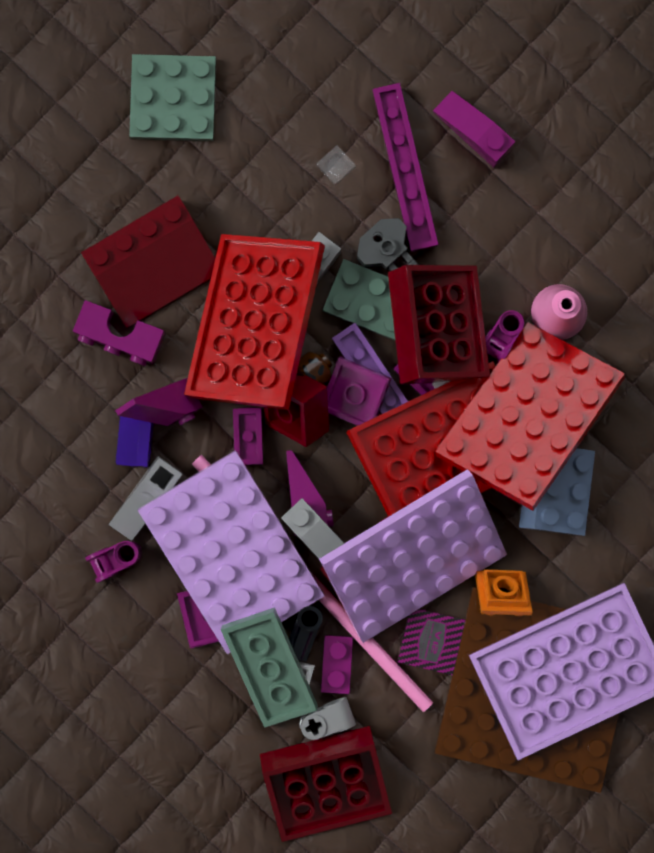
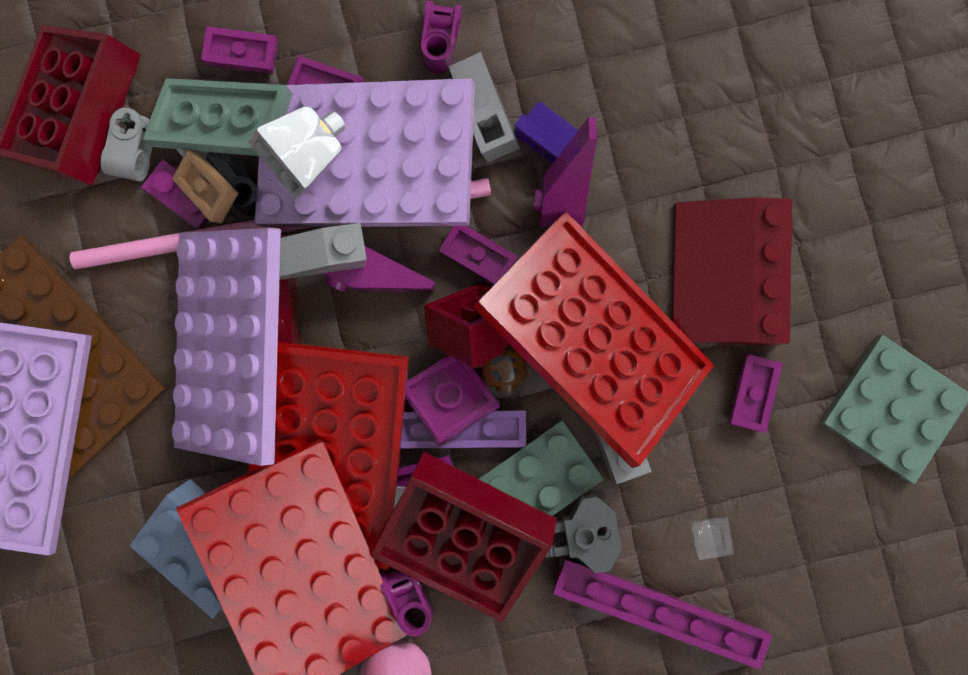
camera: 125 degrees right, 0 degrees up
(141, 344) = (700, 169): magenta arch -> none
(212, 689) = (239, 50): none -> magenta plate
(222, 195) = (755, 393): none -> magenta plate
(257, 587) = (298, 146): none -> torso
(321, 643) = (205, 186): none -> medium nougat plate
(431, 641) = (137, 308): tile -> none
(495, 601) = (128, 399): orange piece -> none

